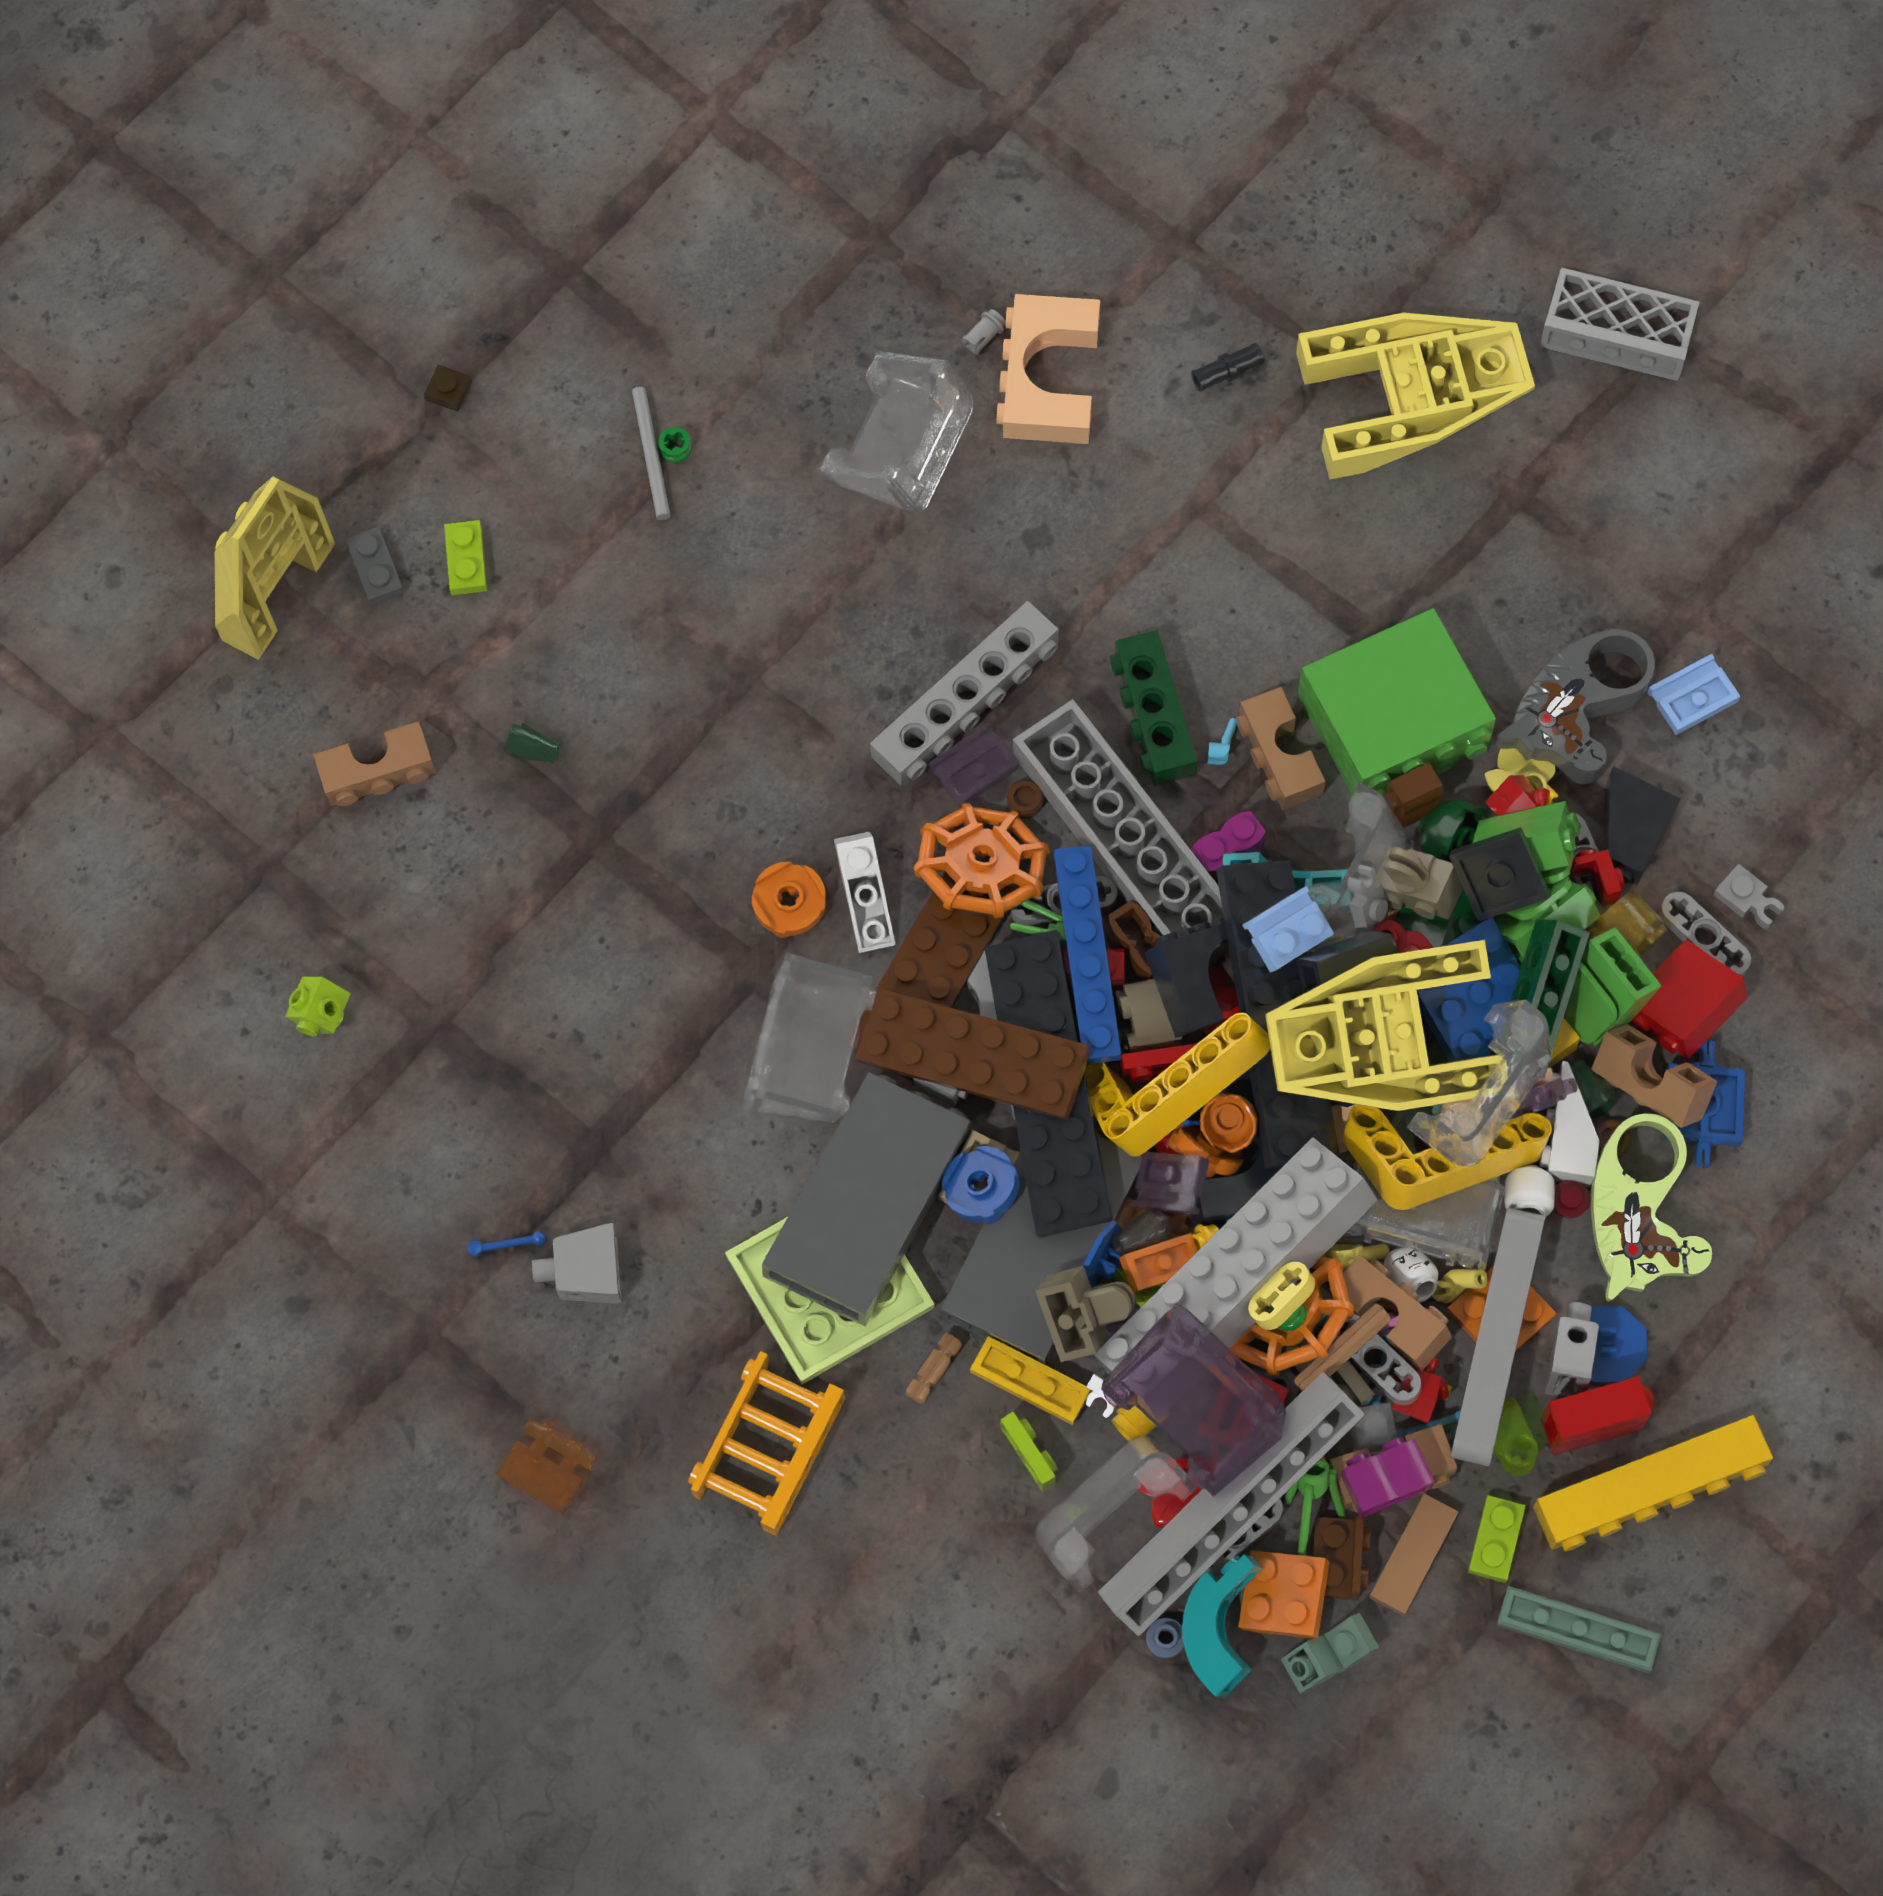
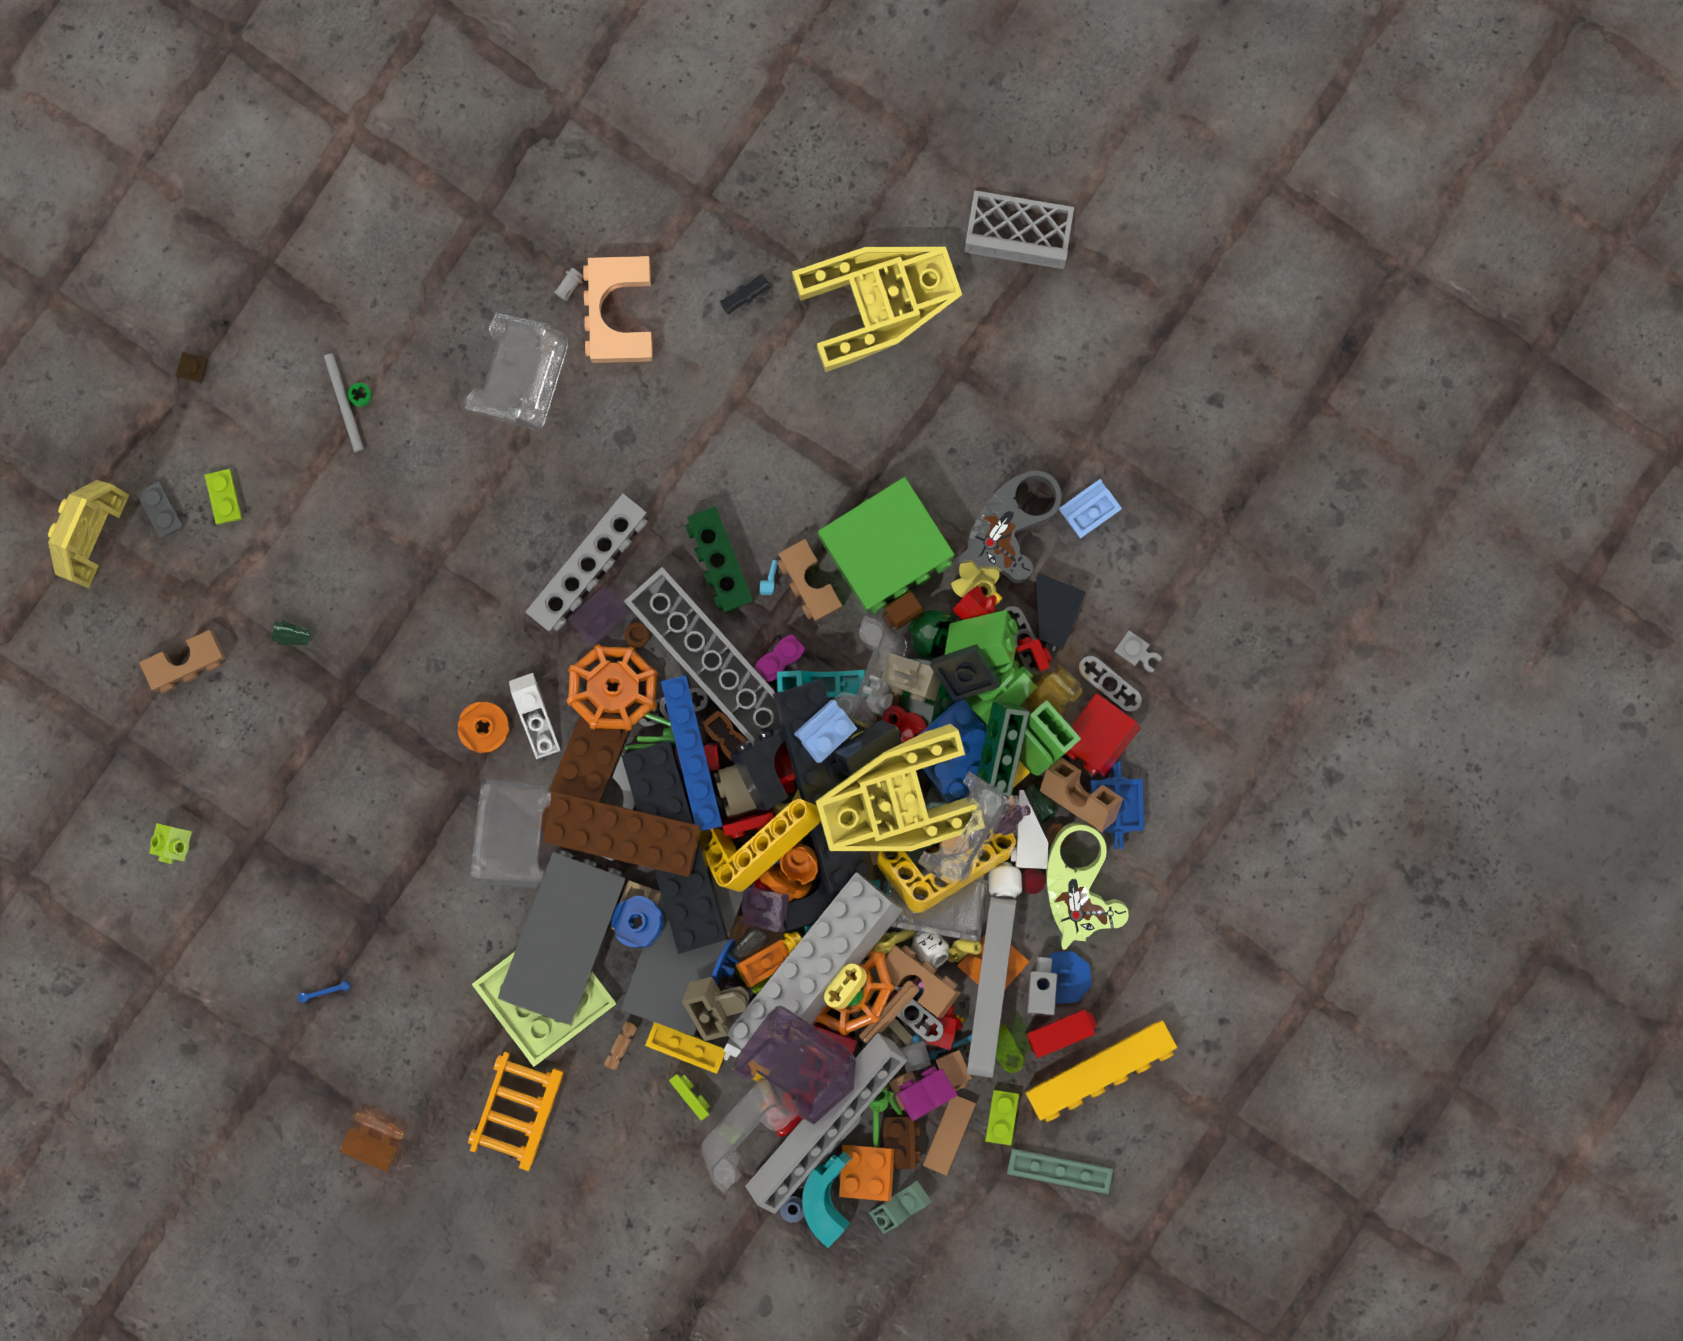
camera: 15 degrees left, 15 degrees up
(583, 1266) = (378, 1004): light grey torso -> none

